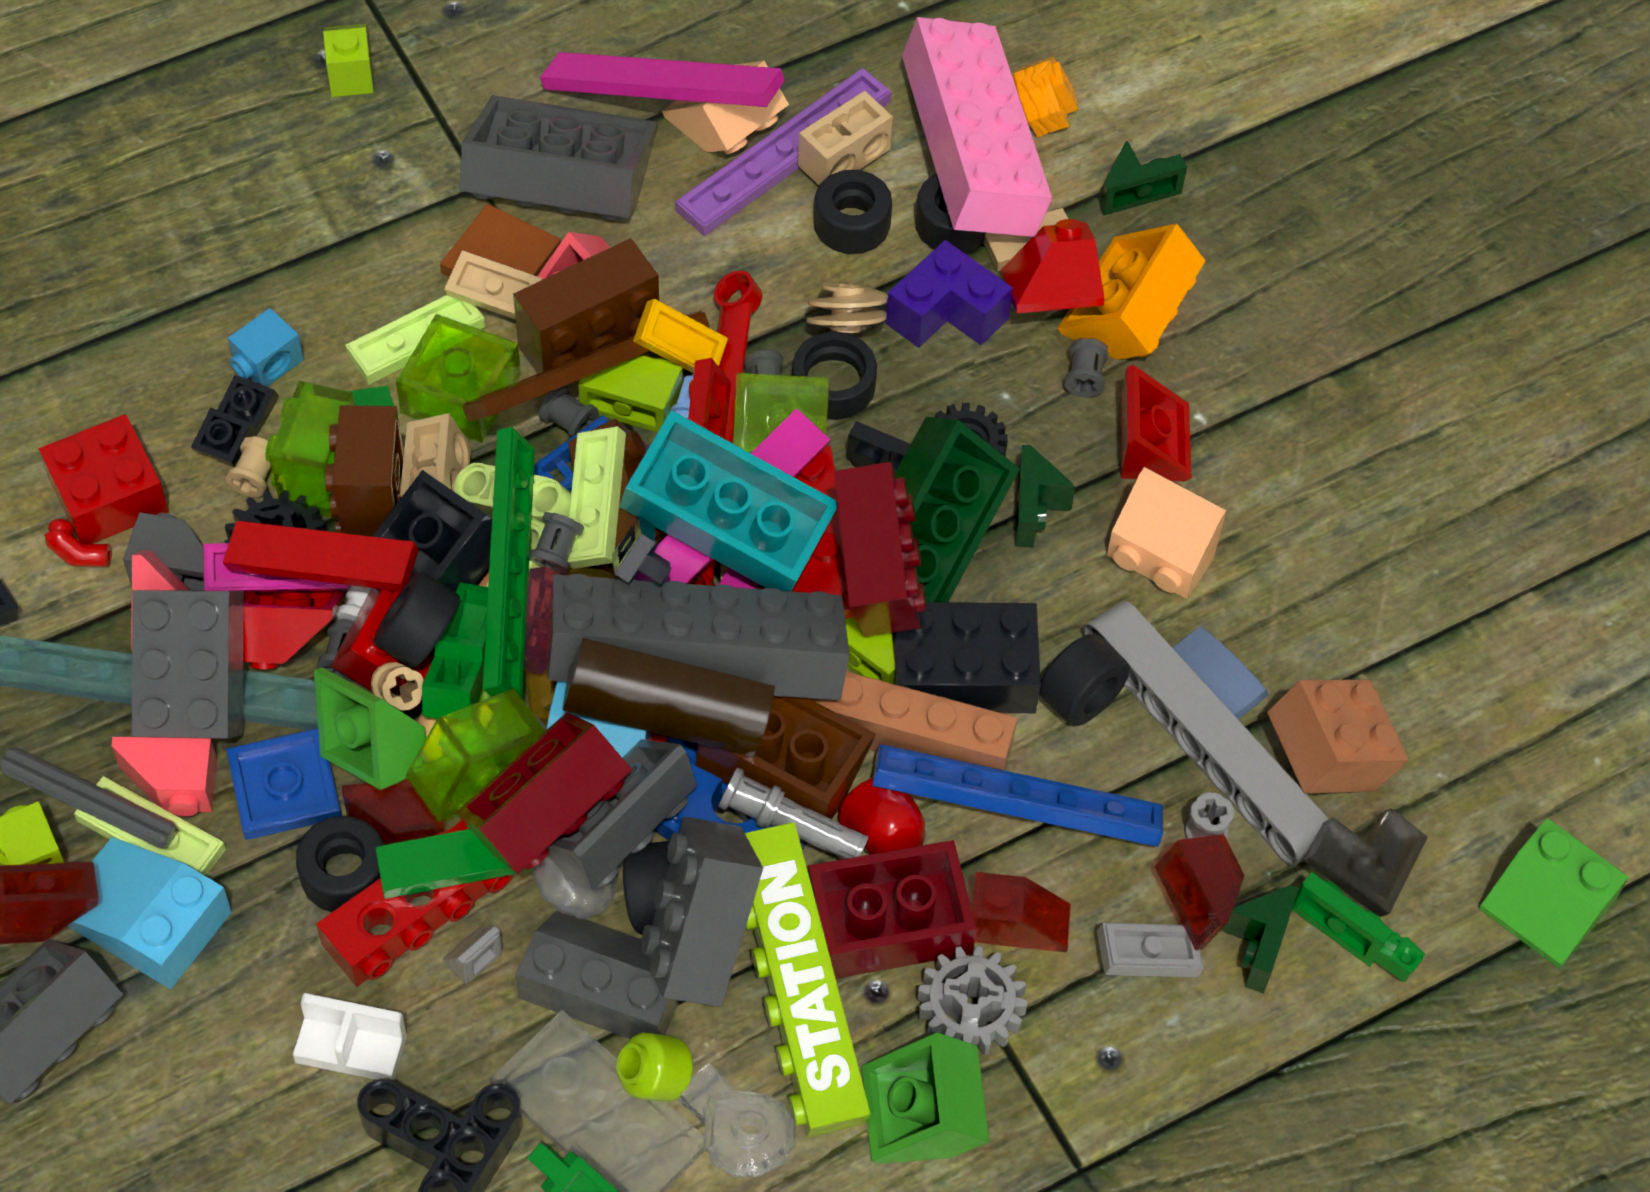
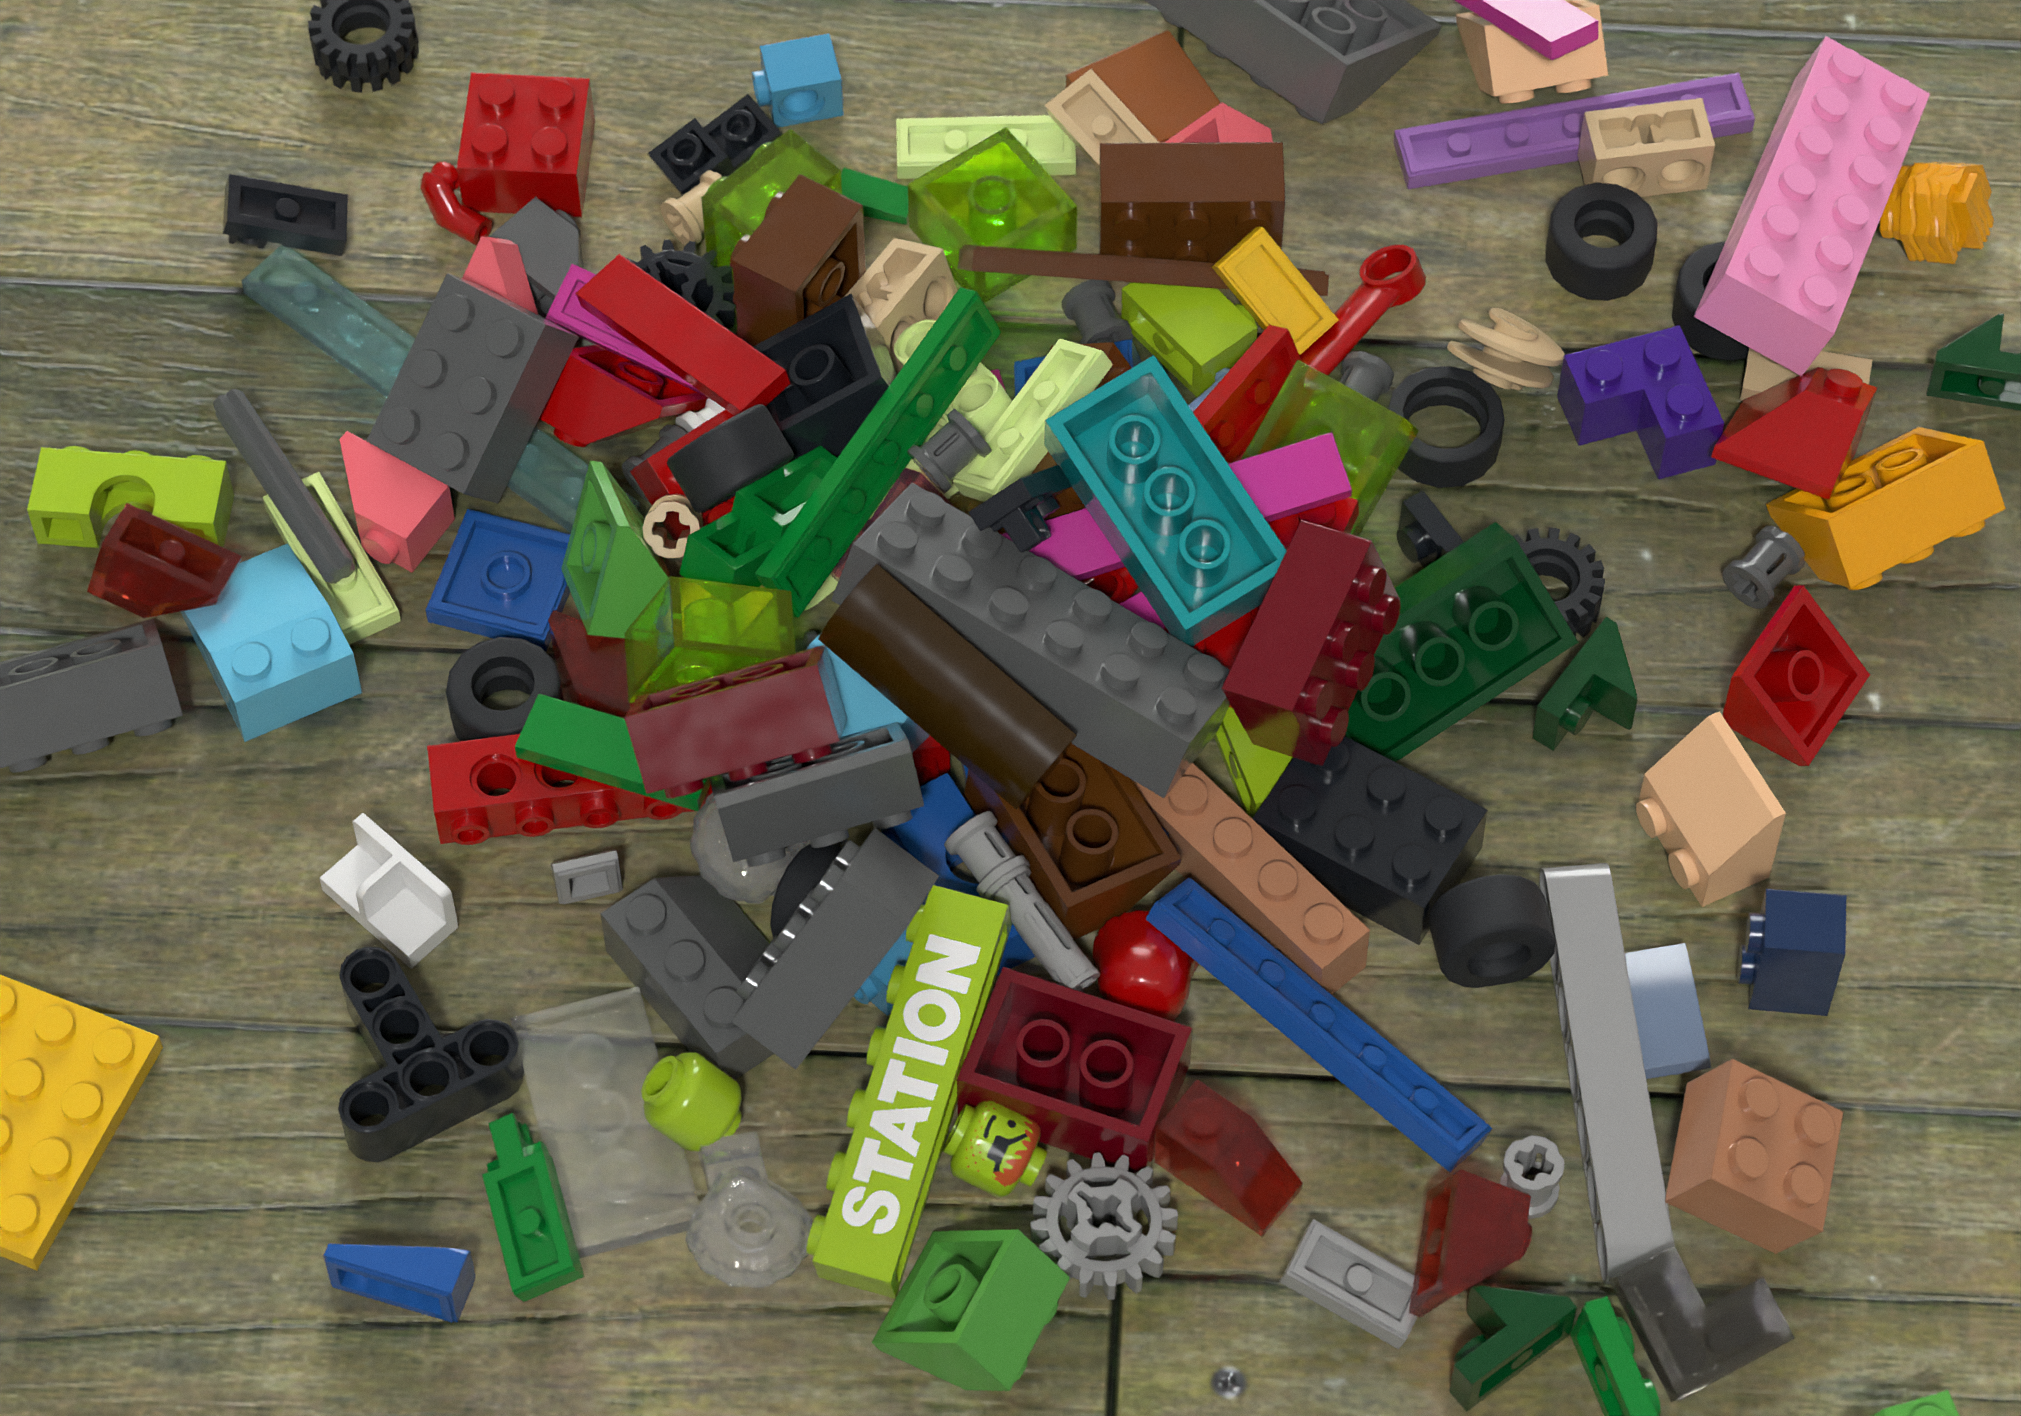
camera: 35 degrees right, 0 degrees up
(871, 988) = (994, 1148): none -> lime head
(1275, 595) = (1794, 952): none -> dark blue brick

